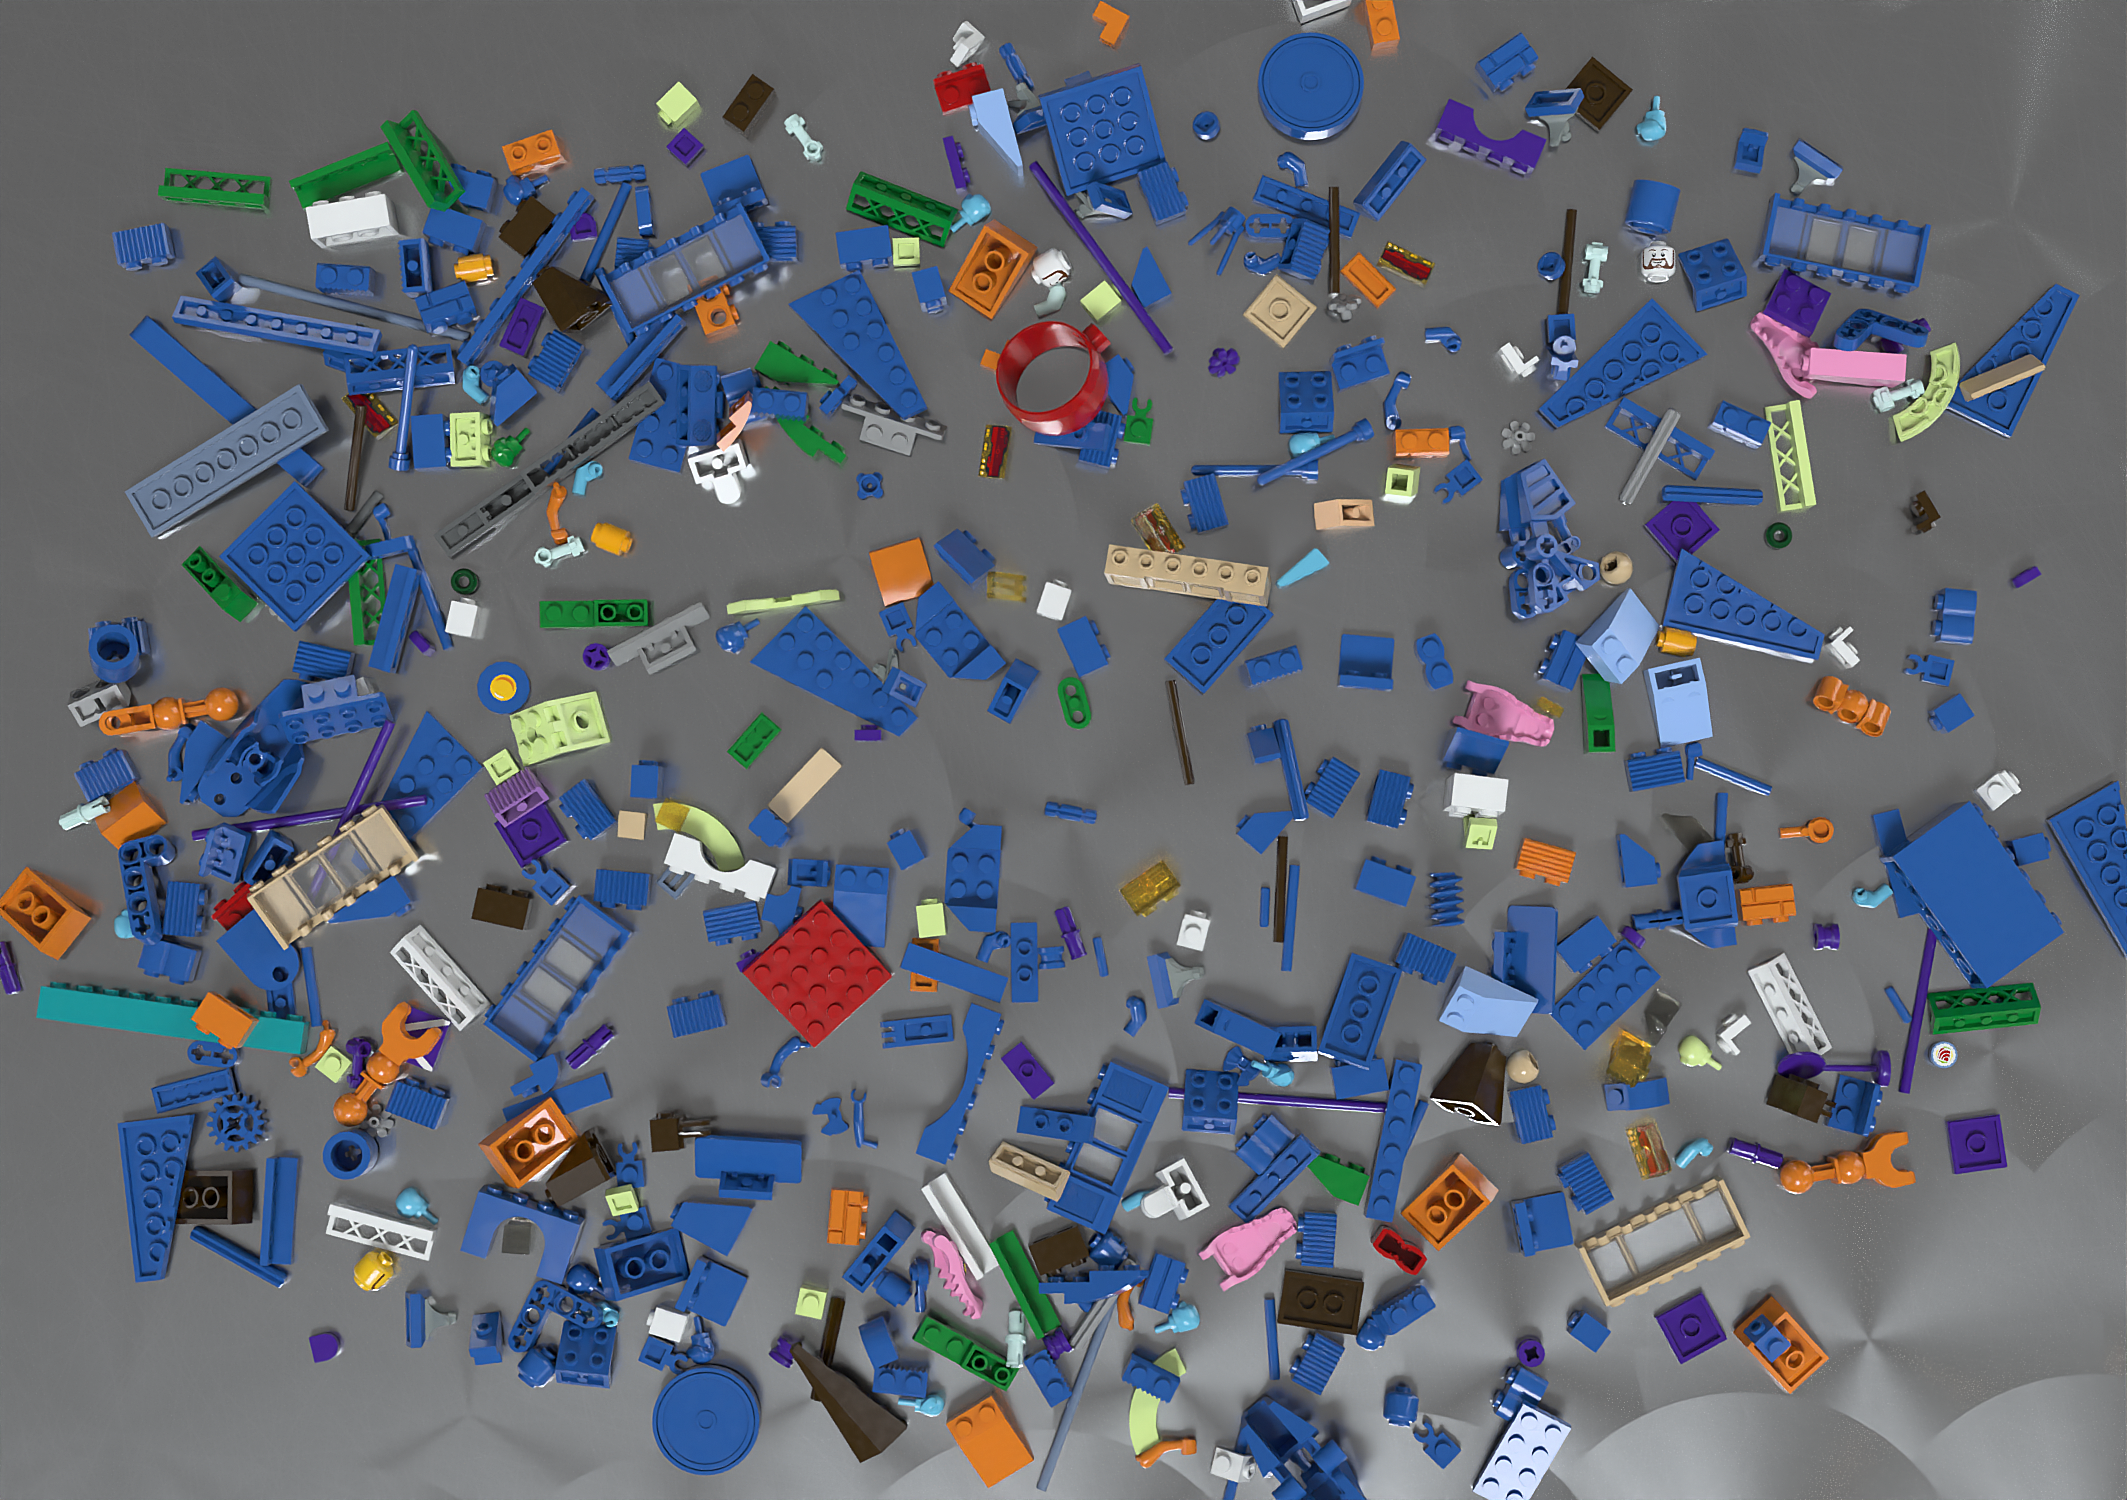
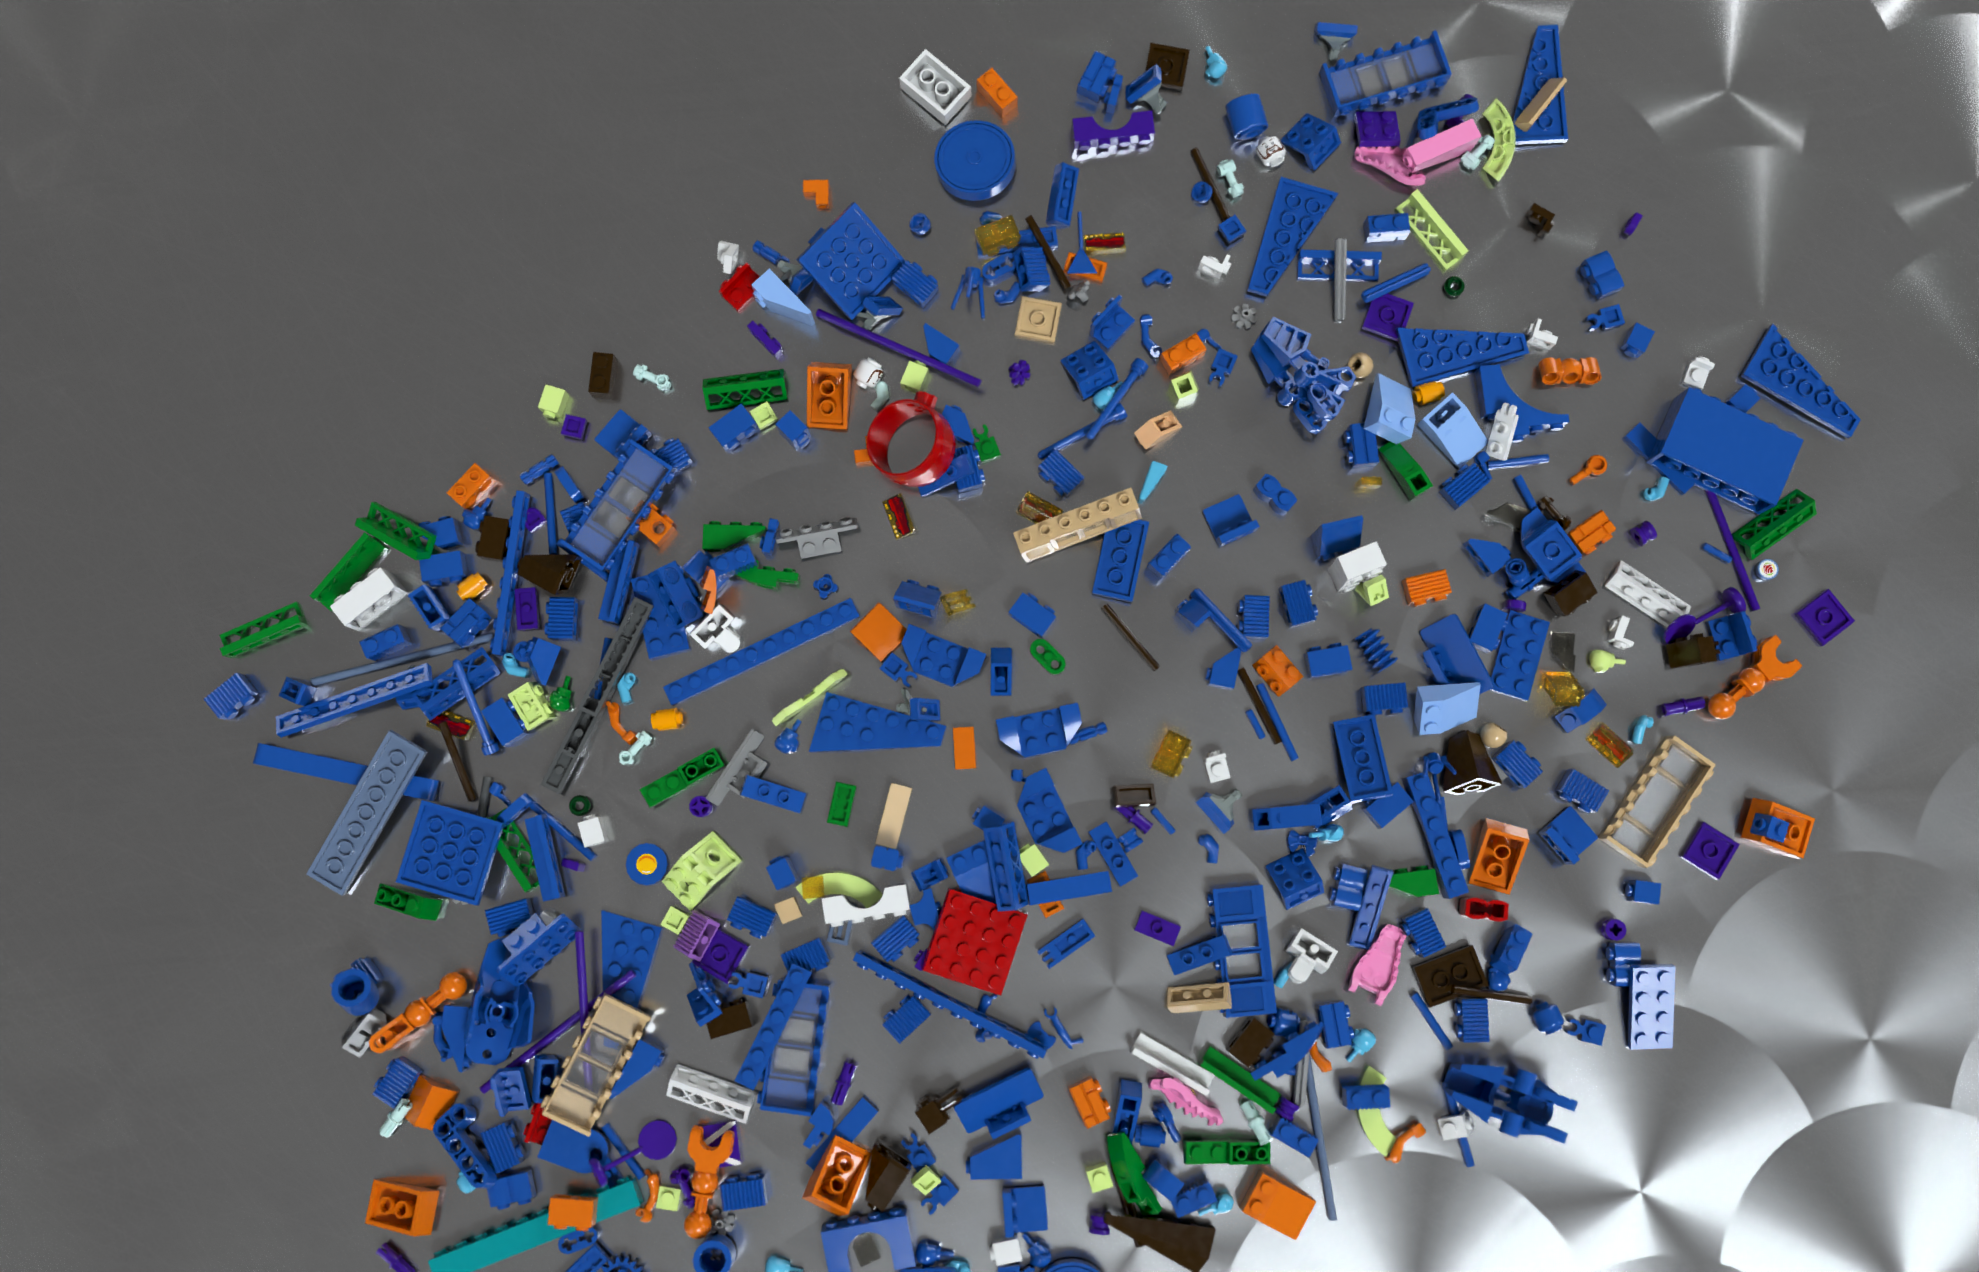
camera: 30 degrees left, 5 degrees down
(351, 994) = (655, 1141): none -> dark purple piece
(485, 871) = (703, 1000): none -> blue bracket
(546, 942) = (773, 1026): none -> blue plate
(641, 1264) = (964, 1219): blue slope -> none
(683, 687) = (772, 794): none -> blue plate
(758, 520) = (761, 652): none -> blue plate
(758, 1035) = (958, 1008): none -> blue plate
(846, 1311) = (1127, 1170): none -> green slope
(855, 330) = (760, 487): blue wing -> none
(868, 733) = (918, 755): dark purple plate -> none
(892, 910) = (1003, 867): none -> blue fence
(924, 753) = (964, 748): none -> orange tile
(940, 1135) = (1122, 1008): blue arch -> none
(974, 209) = (794, 362): medium azure piece -> none
(1018, 781) = (1040, 731): none -> blue piece
(1054, 600) = (995, 594): white brick -> none
(1083, 911) = (1134, 795): none -> dark brown tile
(1285, 189) = (997, 235): none -> clear yellow brick
(1298, 1101) = (1355, 844): dark purple piece -> none
(1323, 861) = (1277, 671): none -> orange bracket
(1353, 1347) = (1502, 996): none -> dark brown bar
(1366, 272) = (1081, 262): none -> blue piece
(1411, 1170) = (1459, 844): none -> blue beam
(1438, 1061) = (1434, 763): none -> blue plant
(1504, 717) = (1341, 503): bright pink animal -> none
(1511, 97) = (1112, 97): none -> blue plate
(1562, 357) = (1245, 247): hips -> none
(1655, 901) = (1517, 572): none -> blue wheel
(1702, 957) = (1570, 593): none -> dark brown brick
(1731, 734) = (1502, 432): none -> white hinge
(1750, 150) = (1289, 47): blue bracket -> none
(1761, 726) = (1495, 391): none -> blue arch

